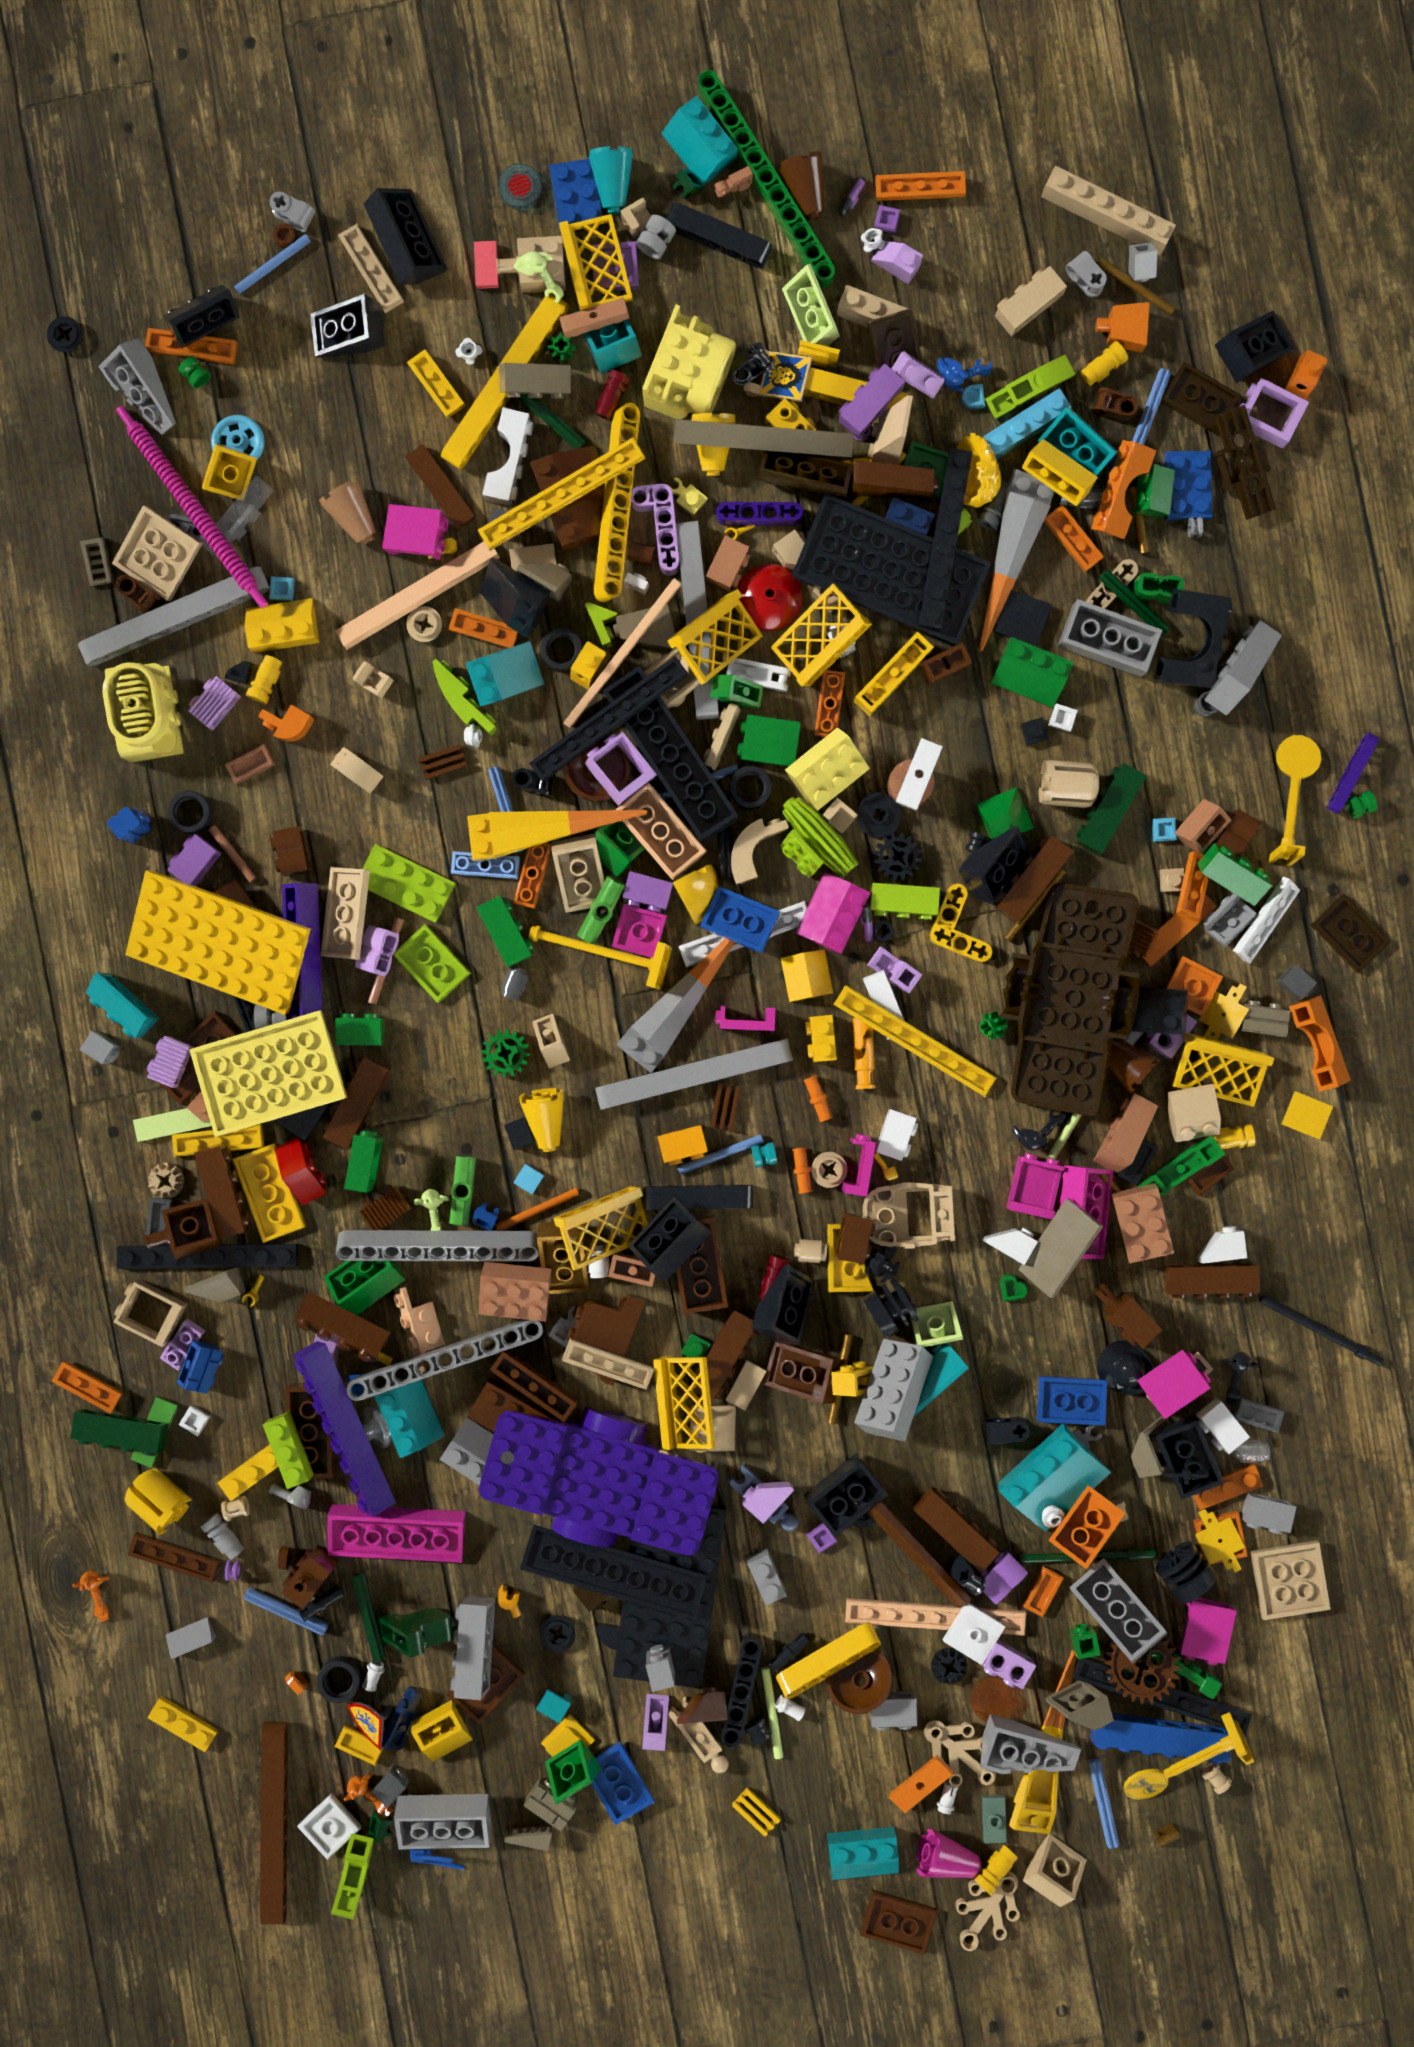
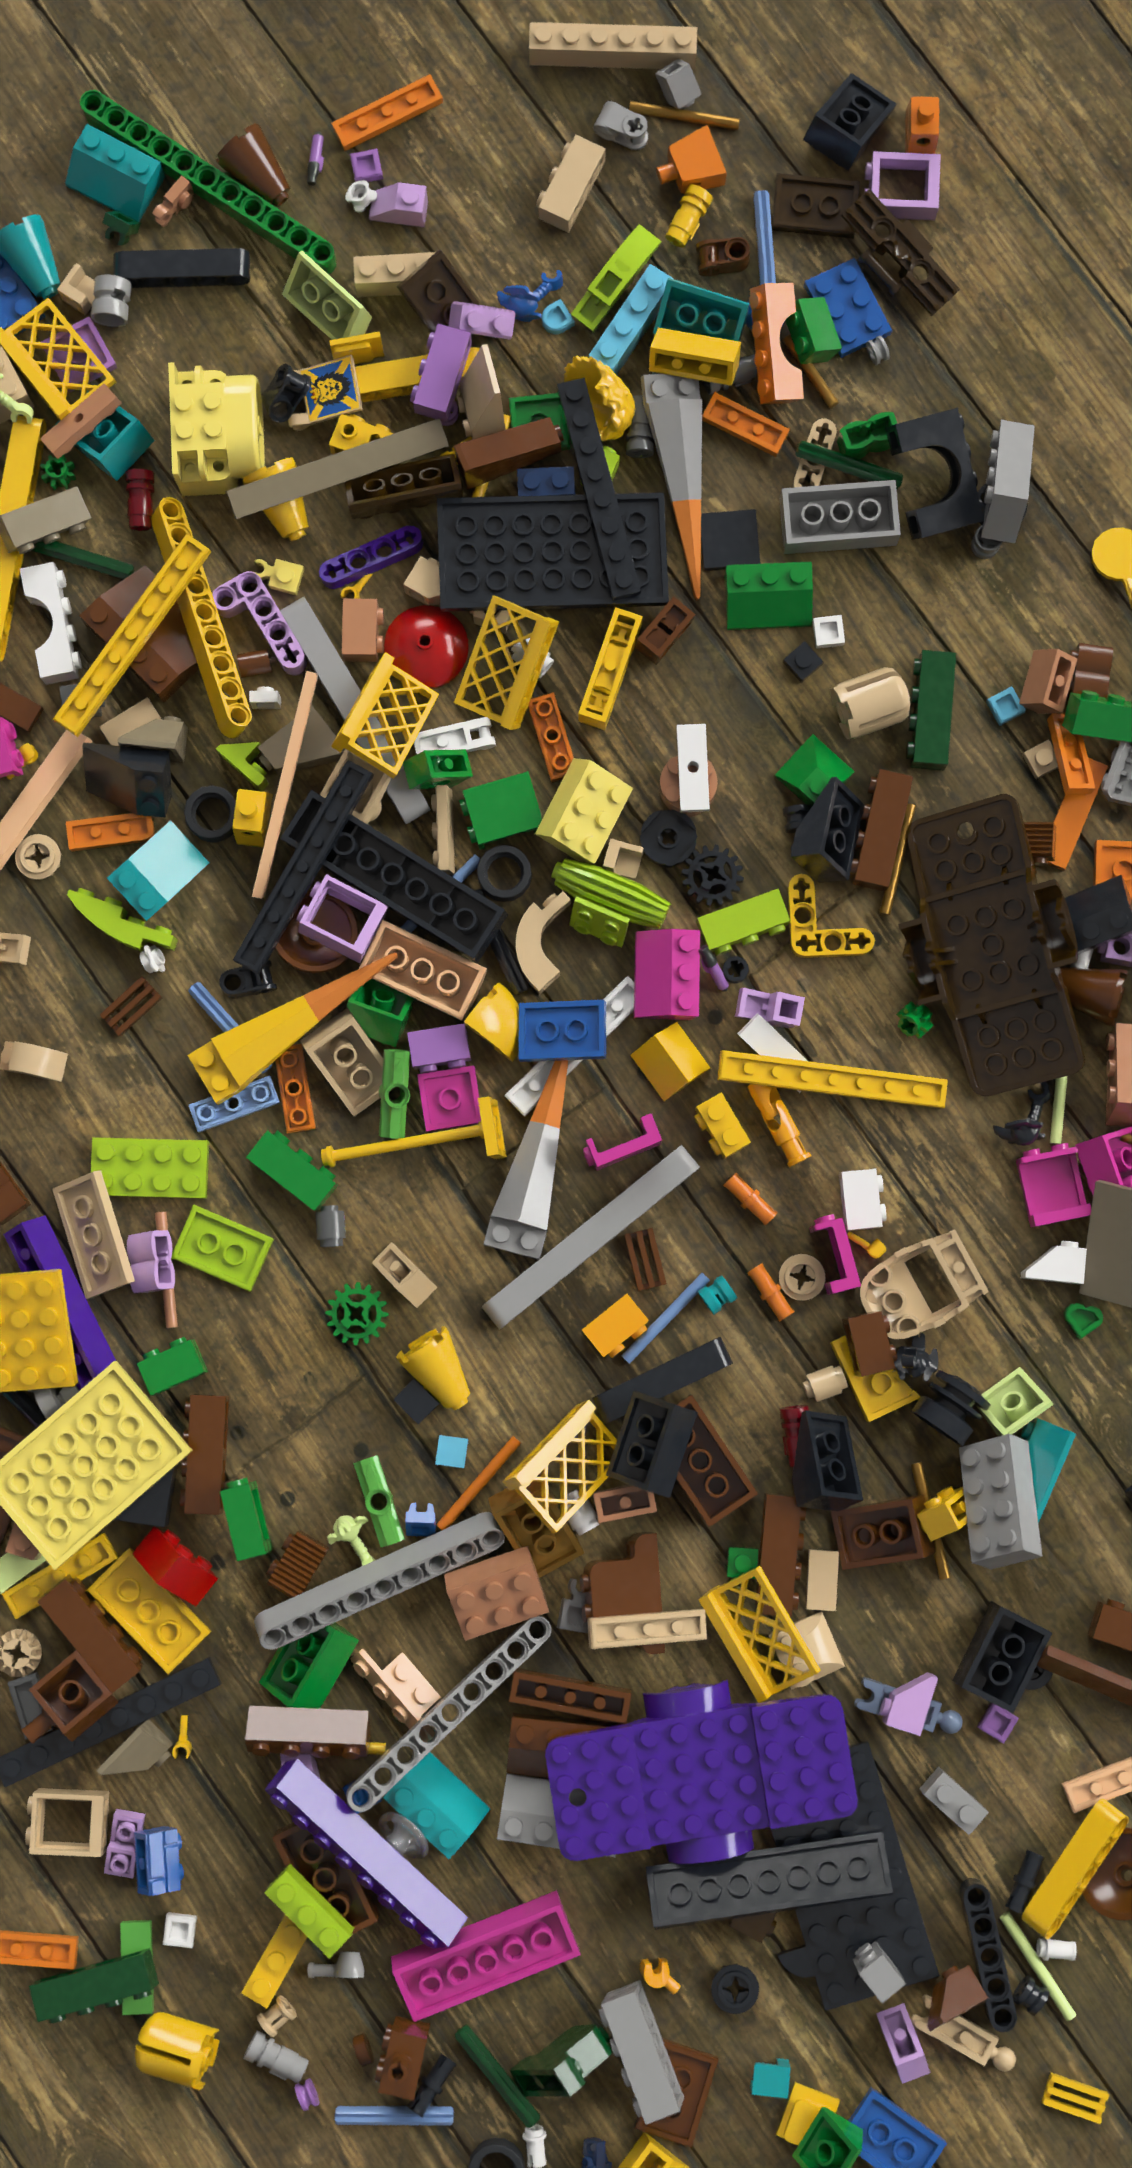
camera: 25 degrees left, 5 degrees down
(174, 1557) = (228, 2112): reddish brown tile -> none

